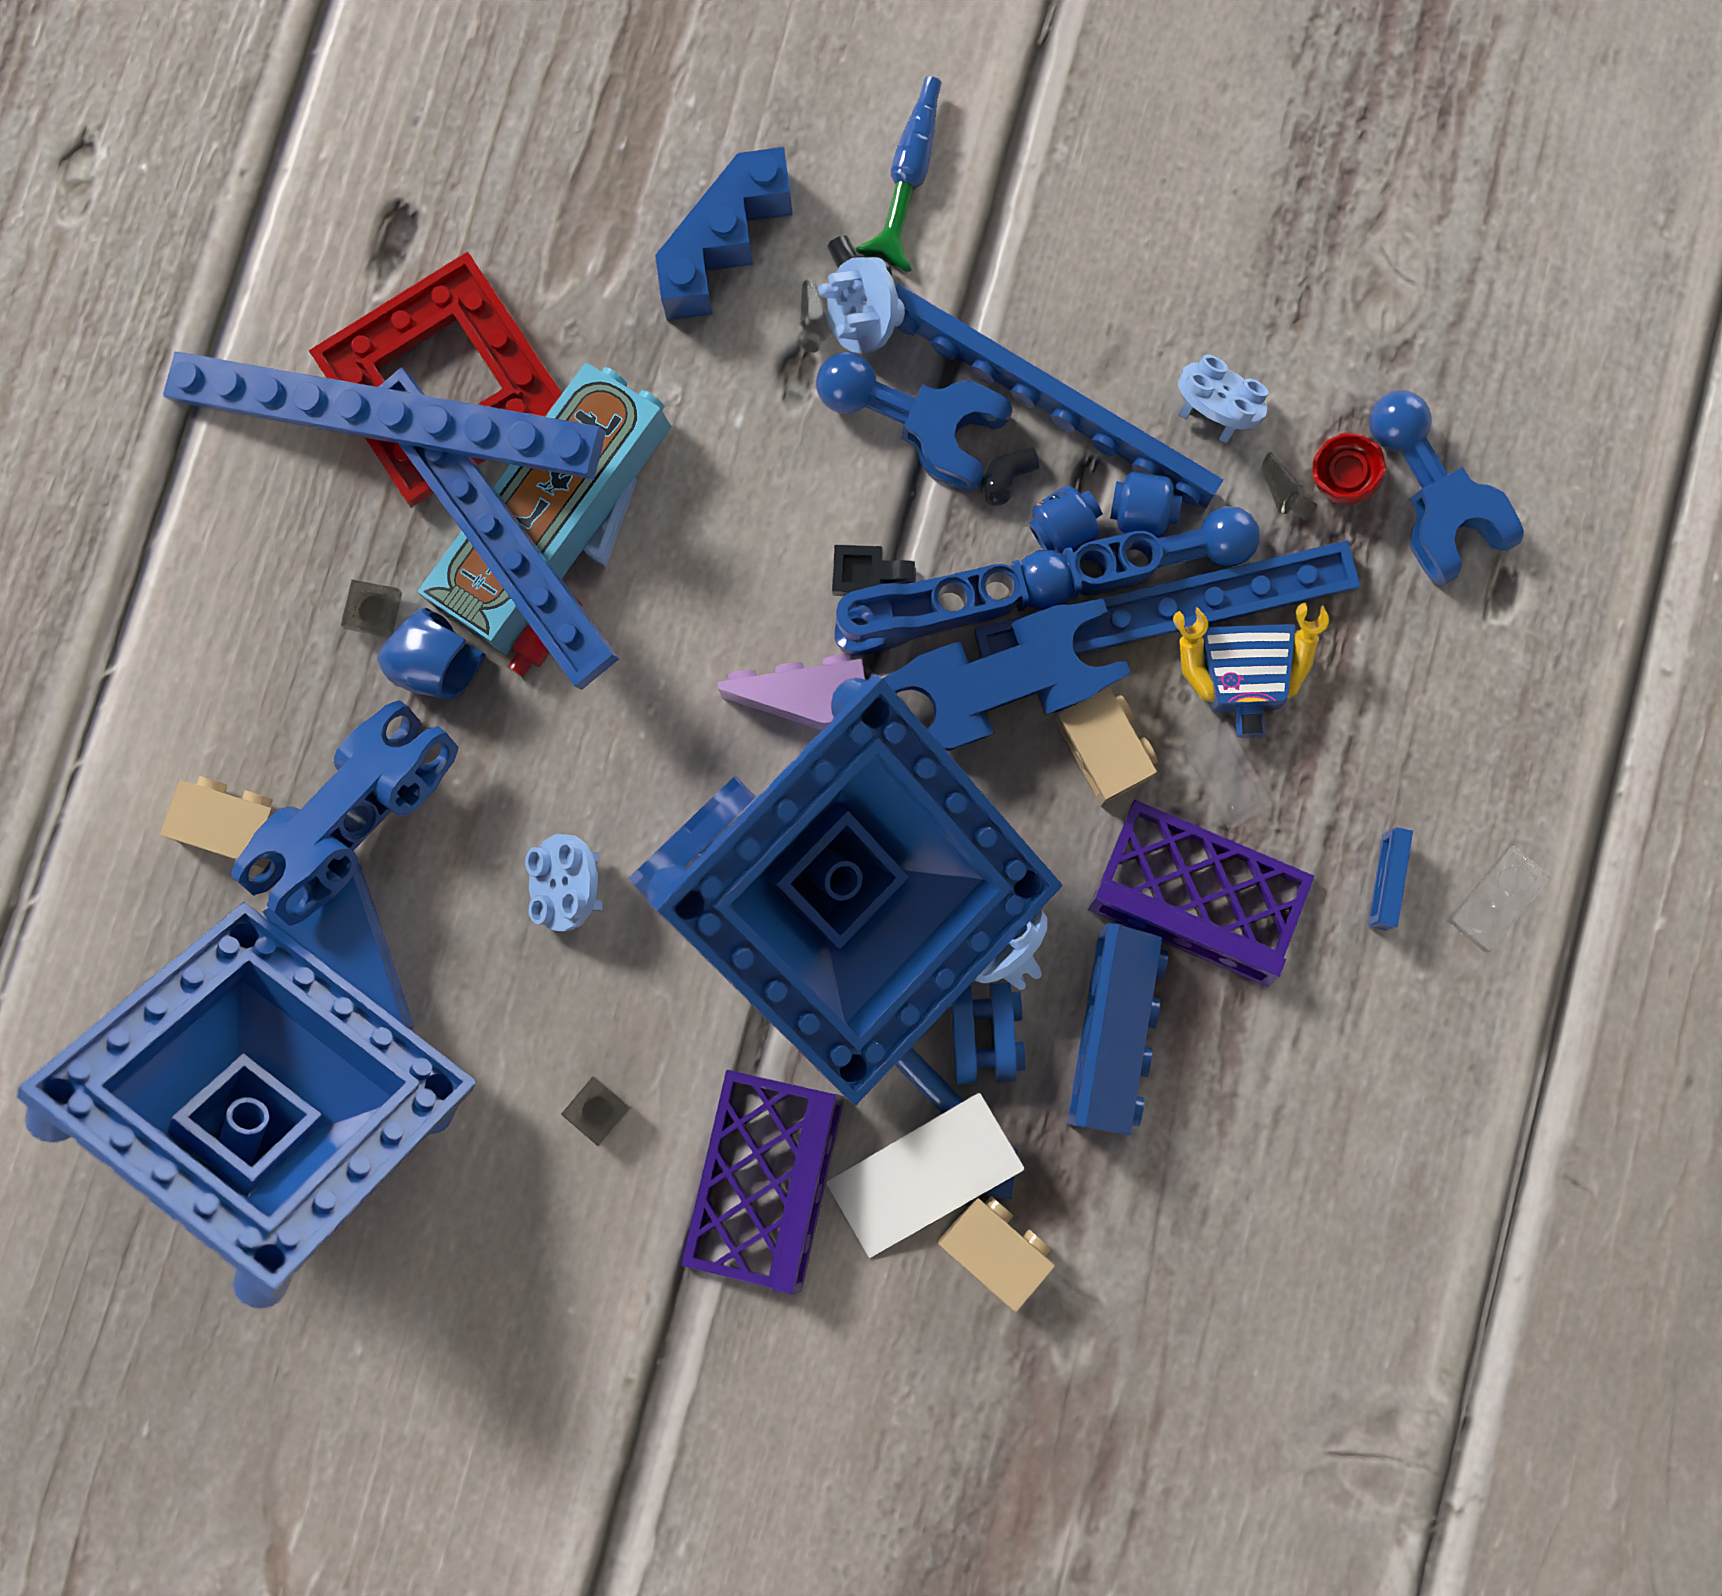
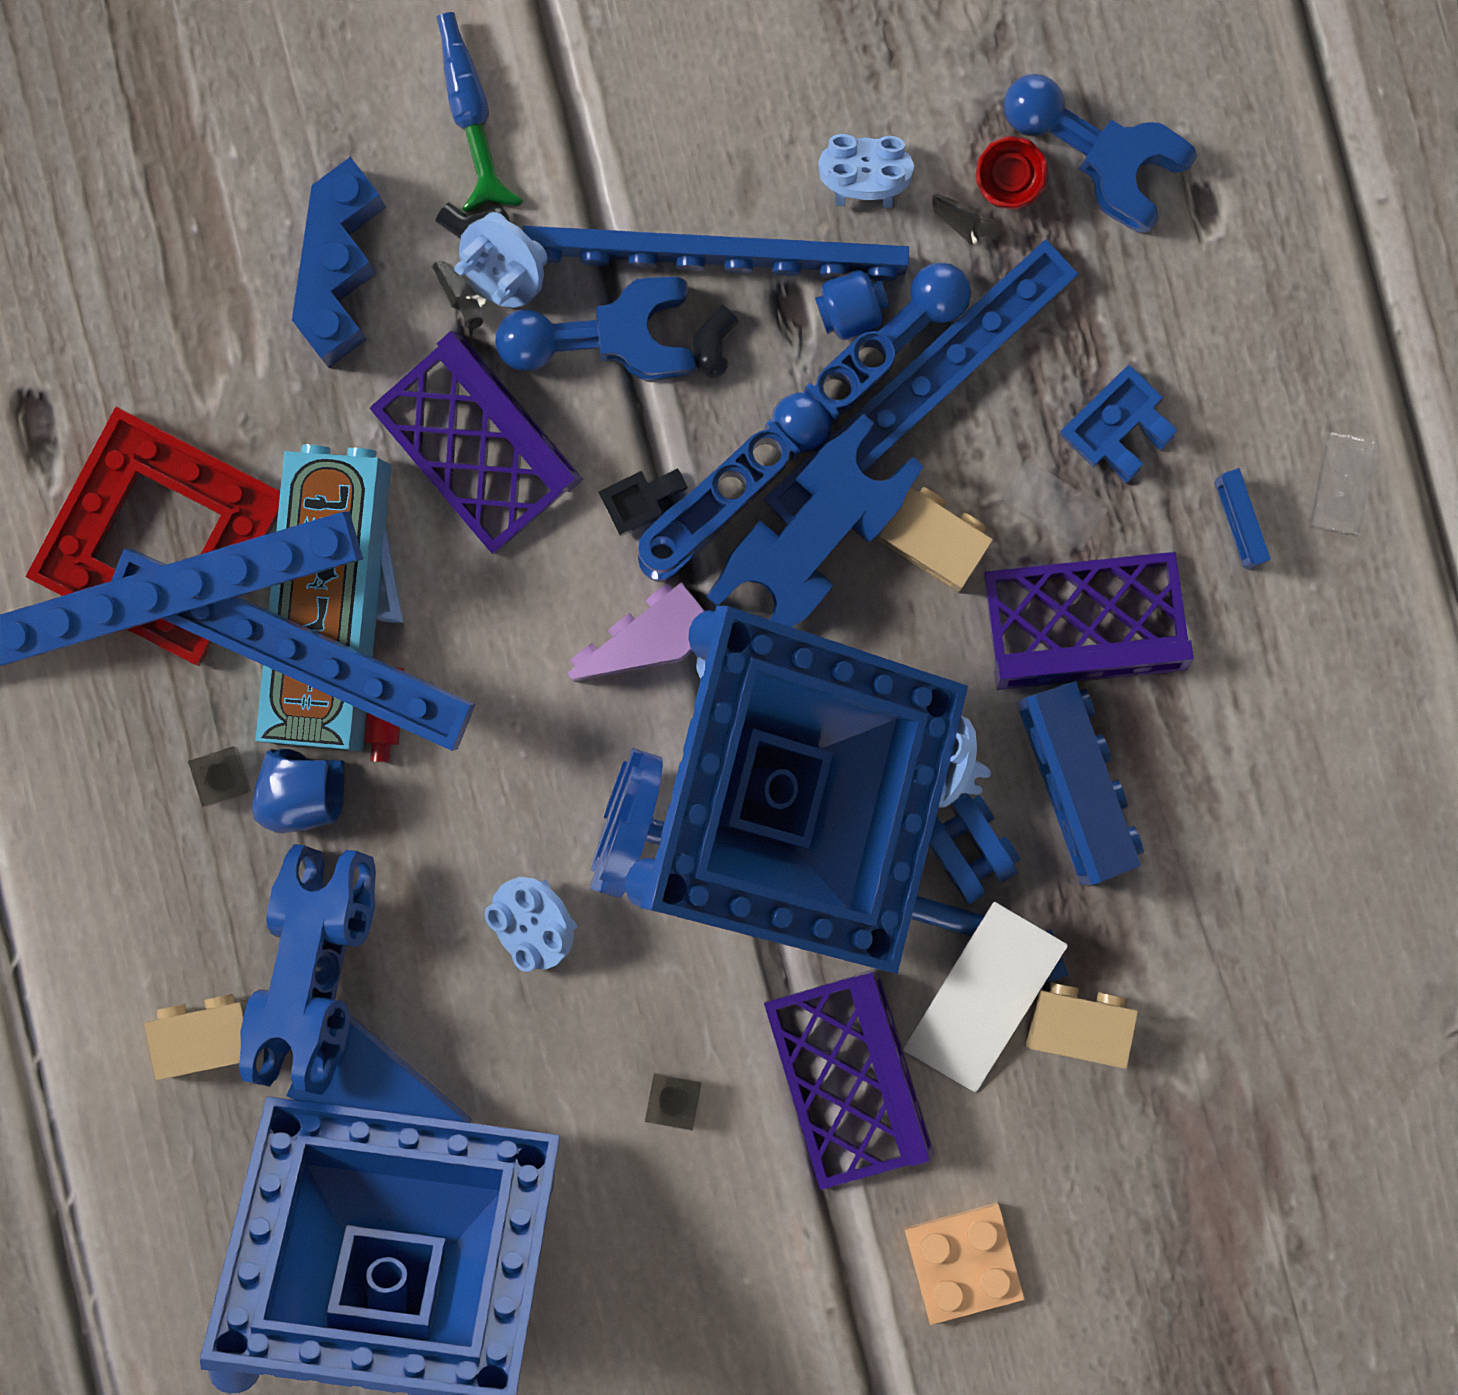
camera: 35 degrees left, 5 degrees up
(771, 1407) = (964, 1263): none -> light nougat plate
(794, 439) = (504, 412): none -> dark purple fence
(1065, 520) = (789, 358): blue head -> none
(1248, 665) = (1020, 399): torso -> none
(1322, 726) = (1111, 416): none -> blue plate

